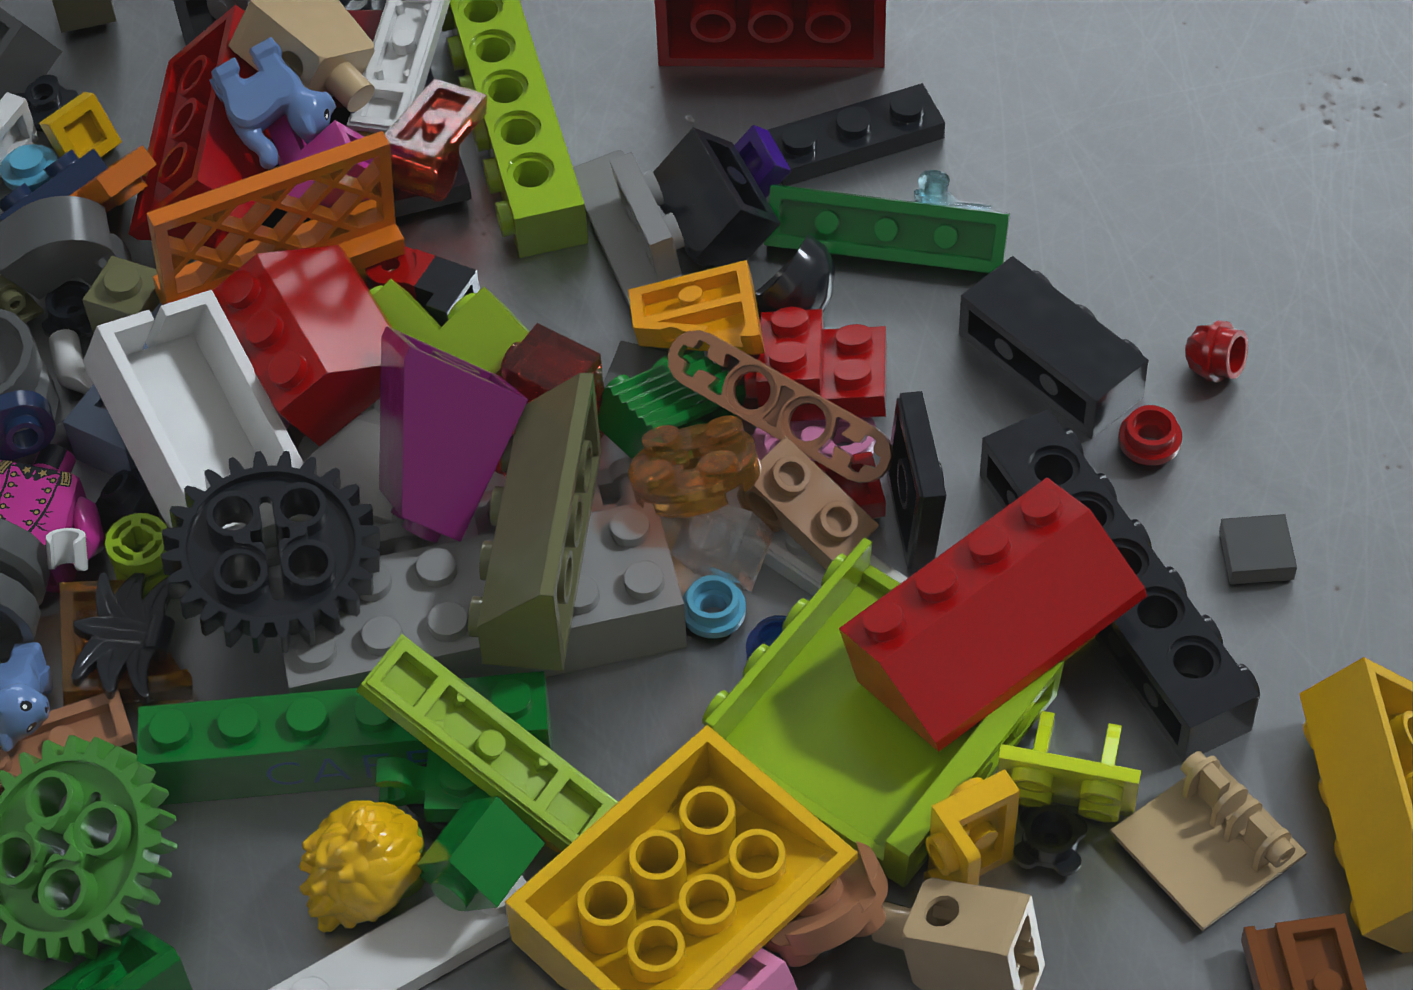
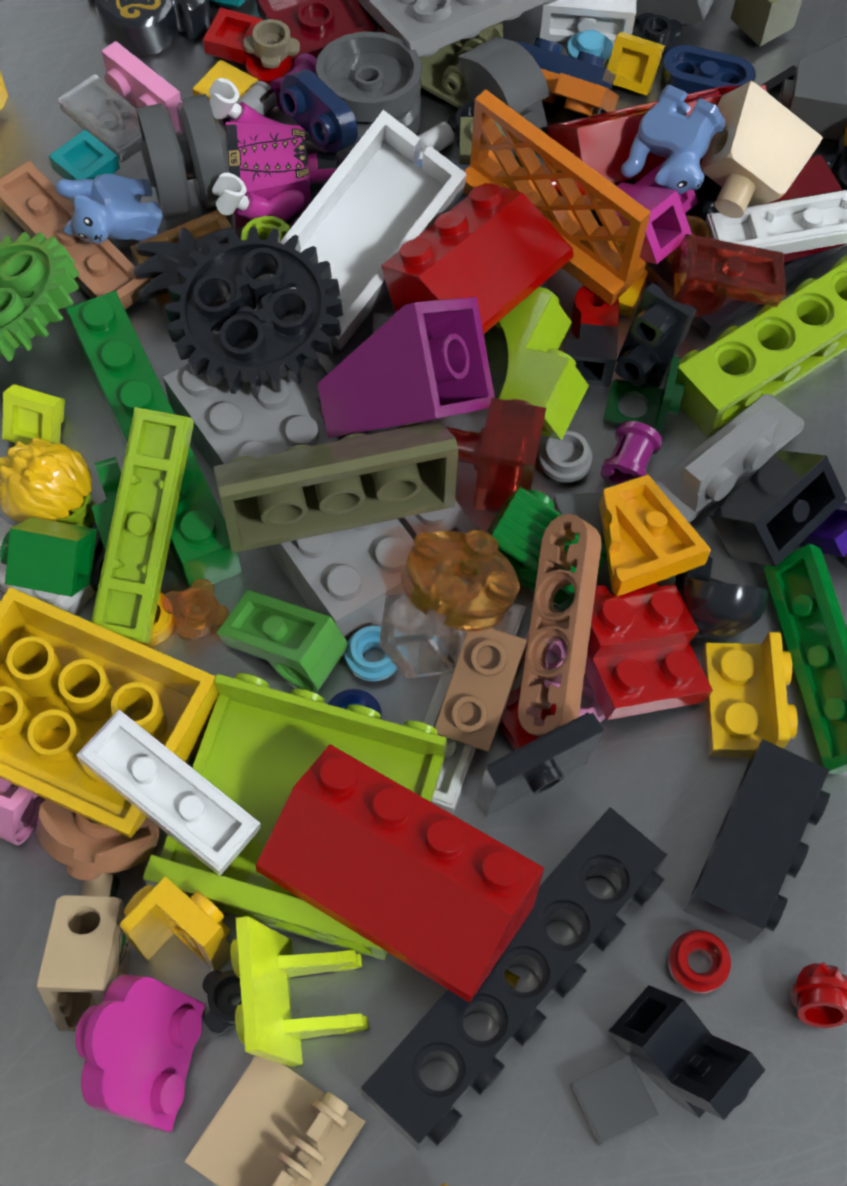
camera: 65 degrees right, 10 degrees up
(132, 74) = (702, 69): none -> dark blue plate
(253, 861) = (31, 415): none -> neon yellow tile
(466, 225) = (653, 338): none -> black hips
(536, 260) = (658, 400): none -> dark green bracket
(588, 306) = (632, 452): none -> magenta bush
(600, 744) = (190, 624): none -> clear orange plate
(668, 667) = (293, 639): none -> bright green plate
(826, 797) = (169, 792): none -> white tile
(907, 296) = (748, 696): none -> yellow bracket
(1069, 895) = (138, 1050): none -> dark pink plate
(1243, 471) = (683, 1055): none -> black brick

